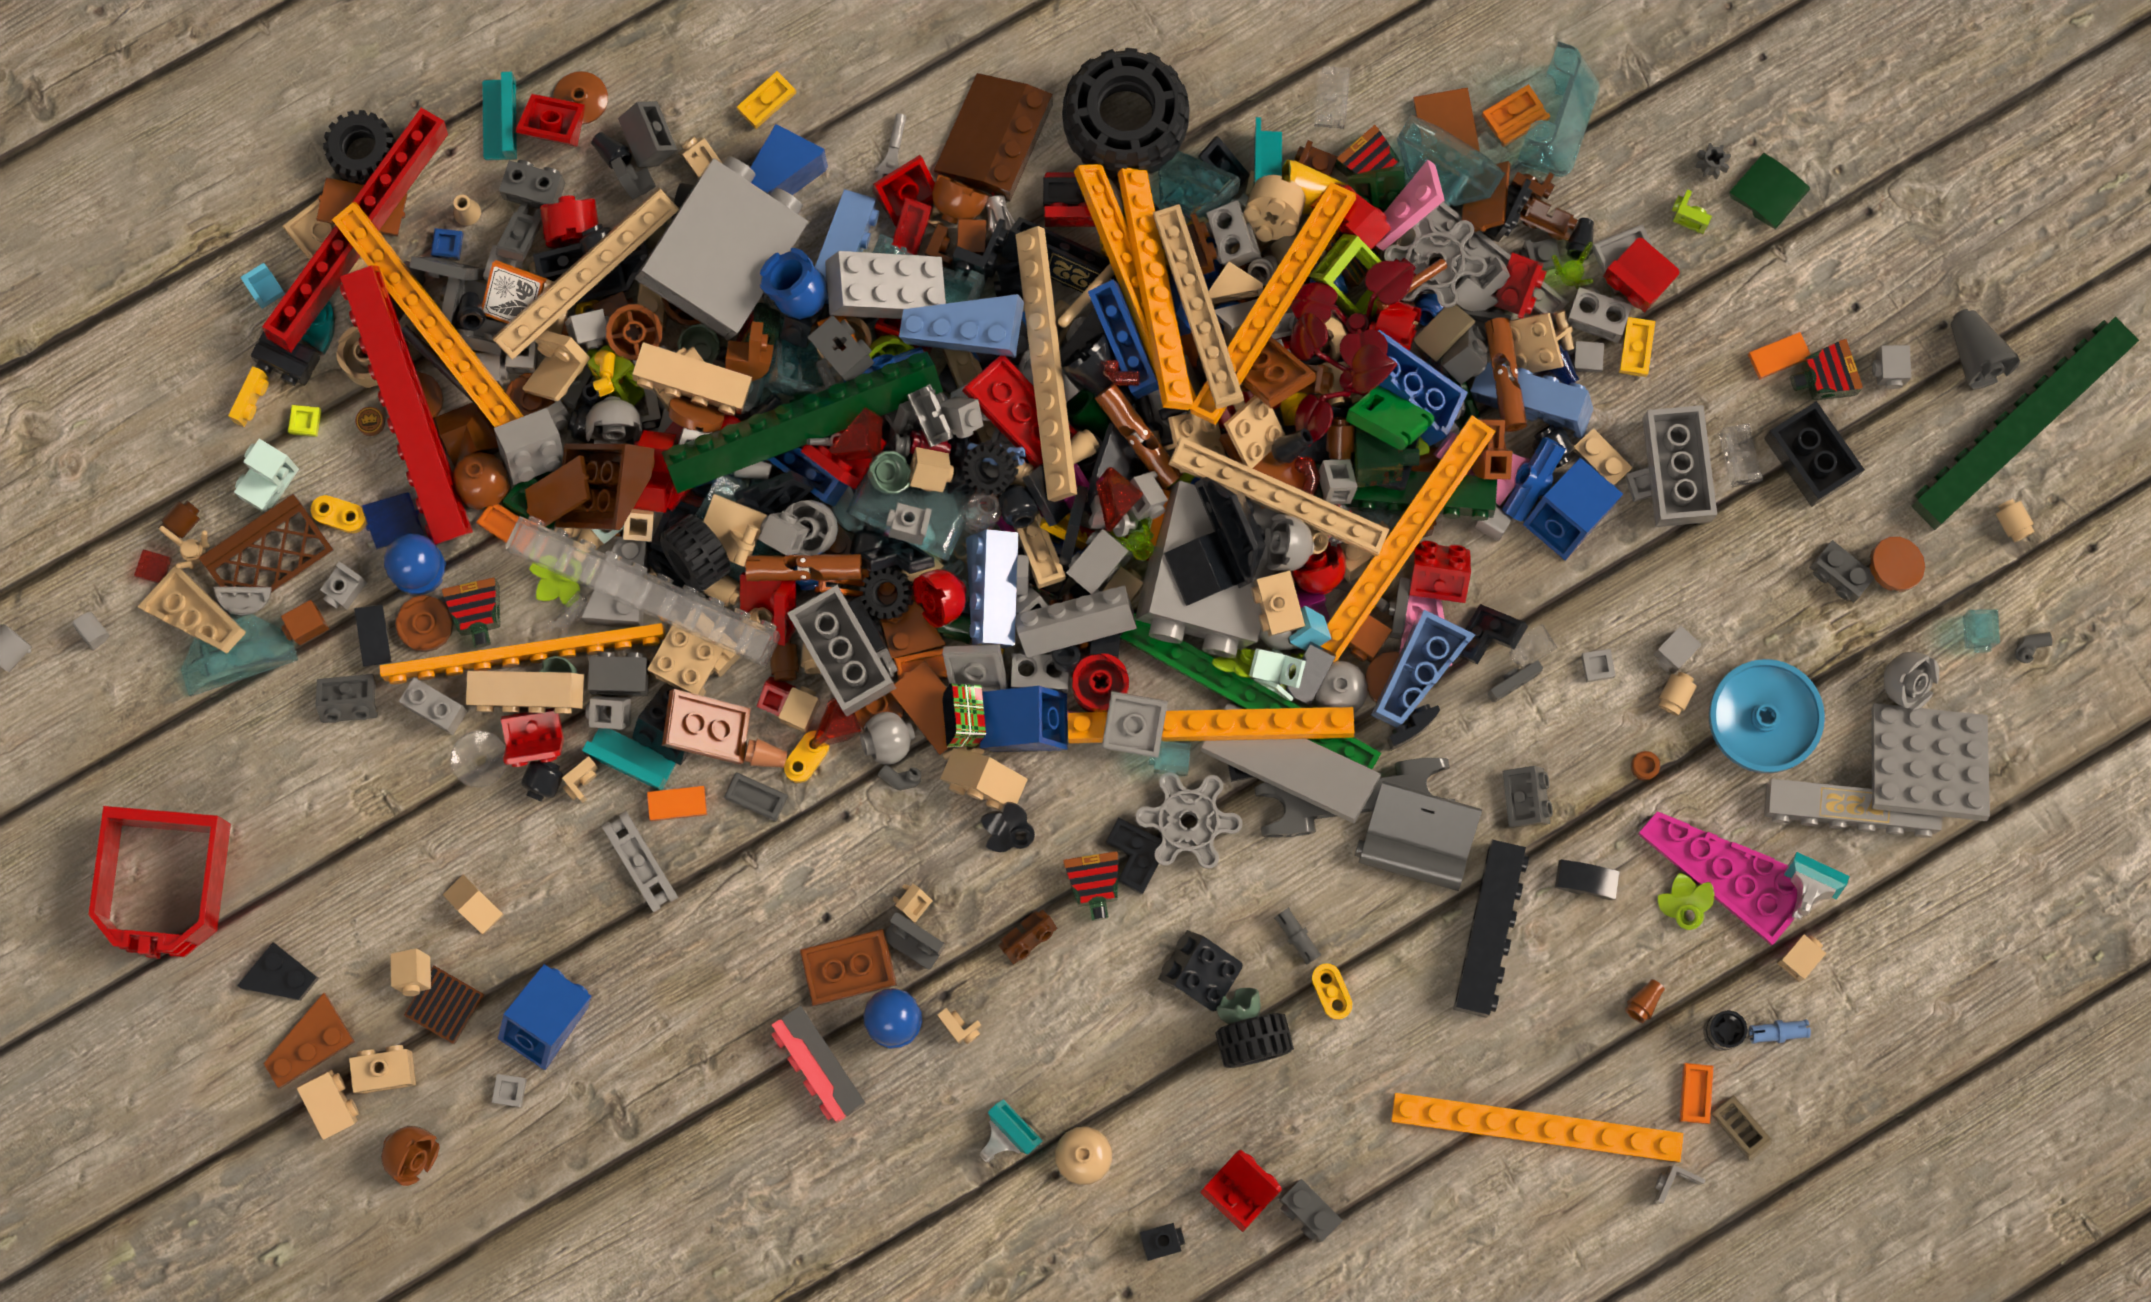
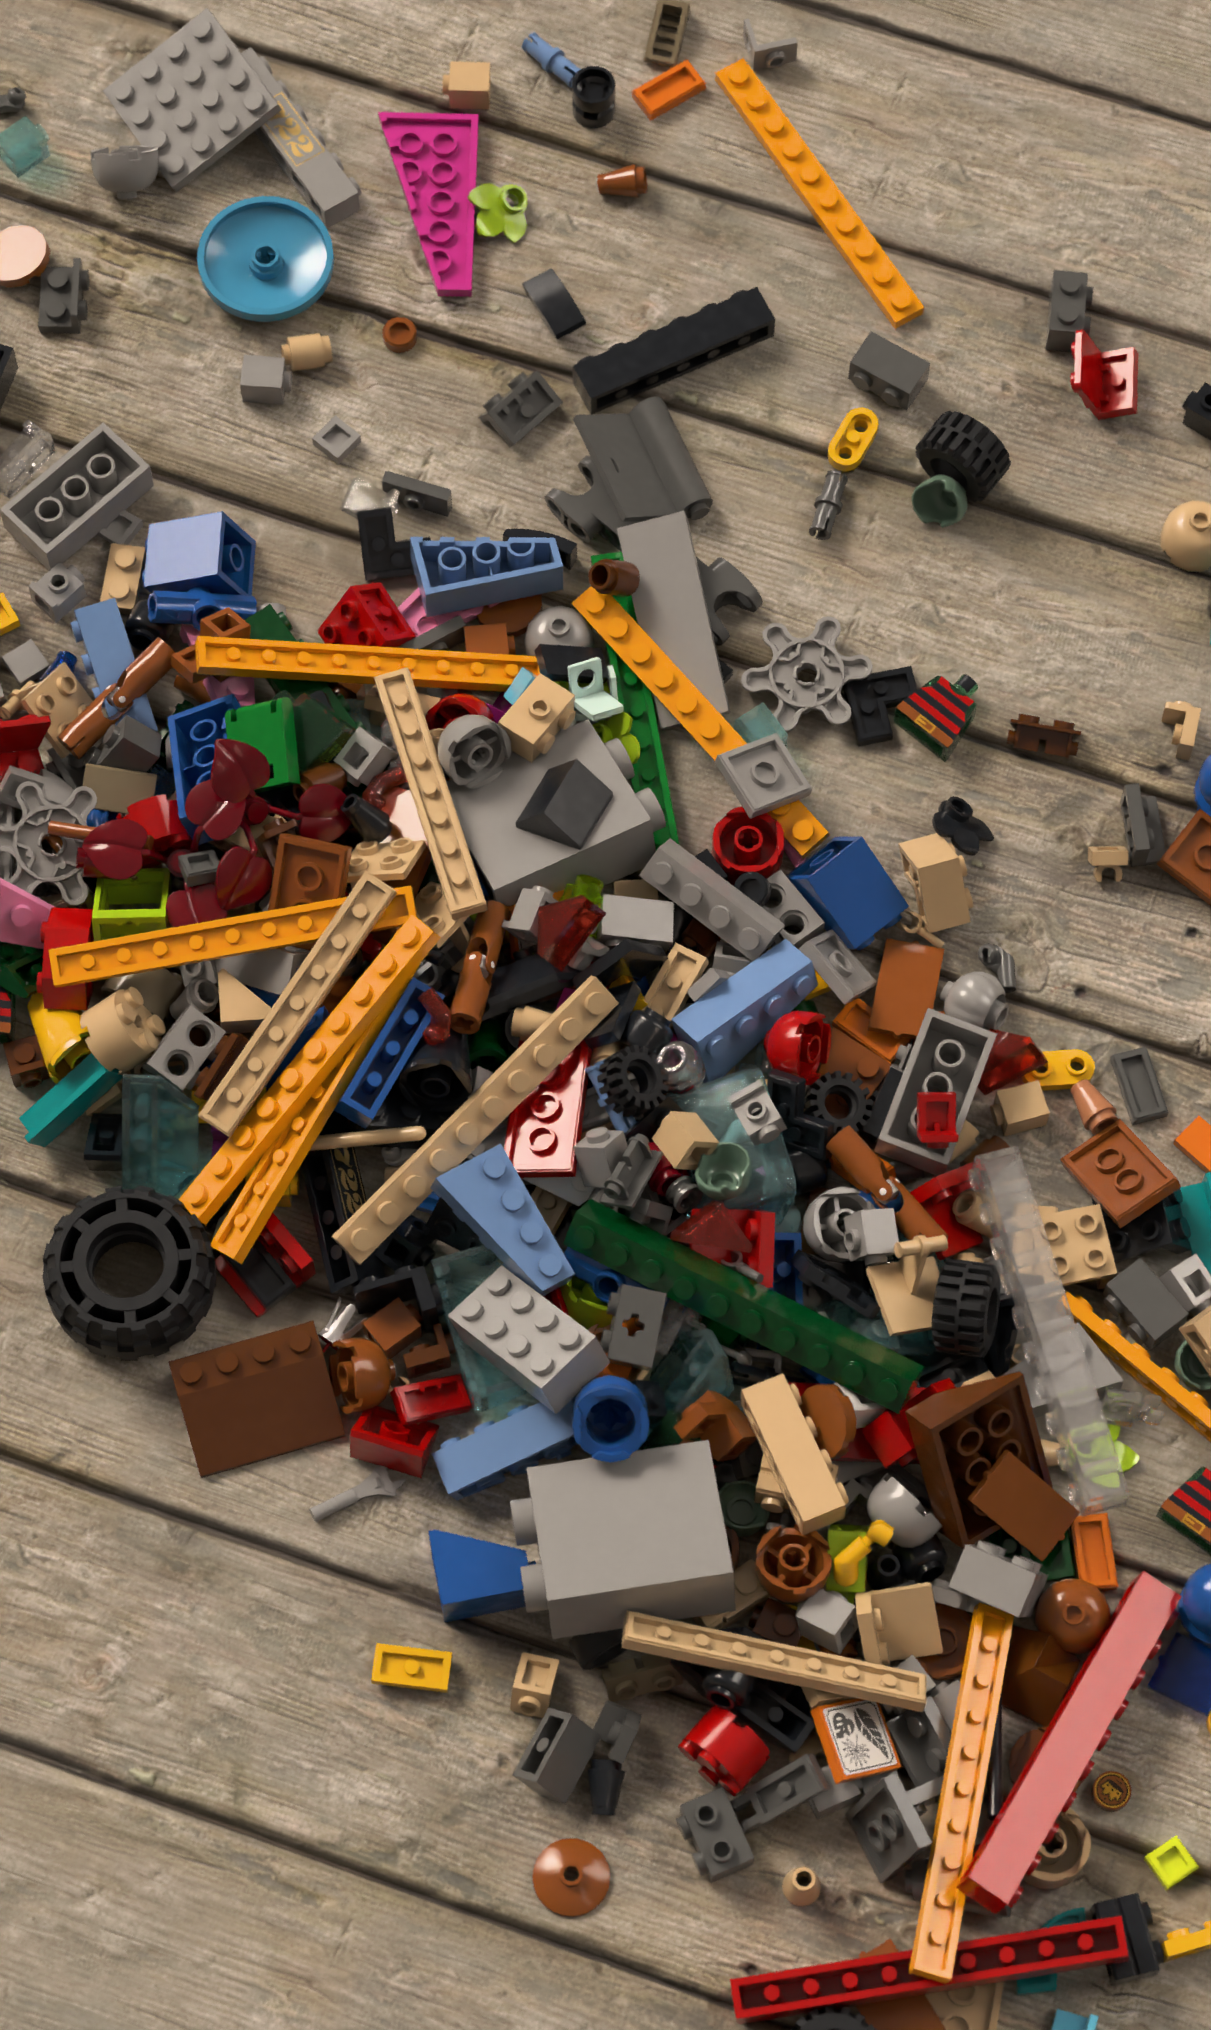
camera: 130 degrees left, 10 degrees down
(447, 244) = (854, 1878): blue tile -> none
(471, 314) = (914, 1765): black cone -> none
(500, 118) = (668, 1942): teal panel -> none
(552, 120) = (628, 1873): red slope -> none
(774, 696) = (1031, 1144): red slope -> none
(815, 621) = (936, 1119): none -> red bracket
(963, 715) = (892, 942): piece -> none
(1201, 970) = (938, 564): black bracket -> none
(1235, 526) = (499, 800): black wedge -> none
(1340, 322) = (199, 867): none -> dark grey tile
(1343, 739) = (614, 577): none -> reddish brown brick
(1359, 1052) = (888, 371): none -> dark grey brick
(1618, 419) = (58, 600): none -> light grey brick
(1813, 882) = (396, 111): piece -> none

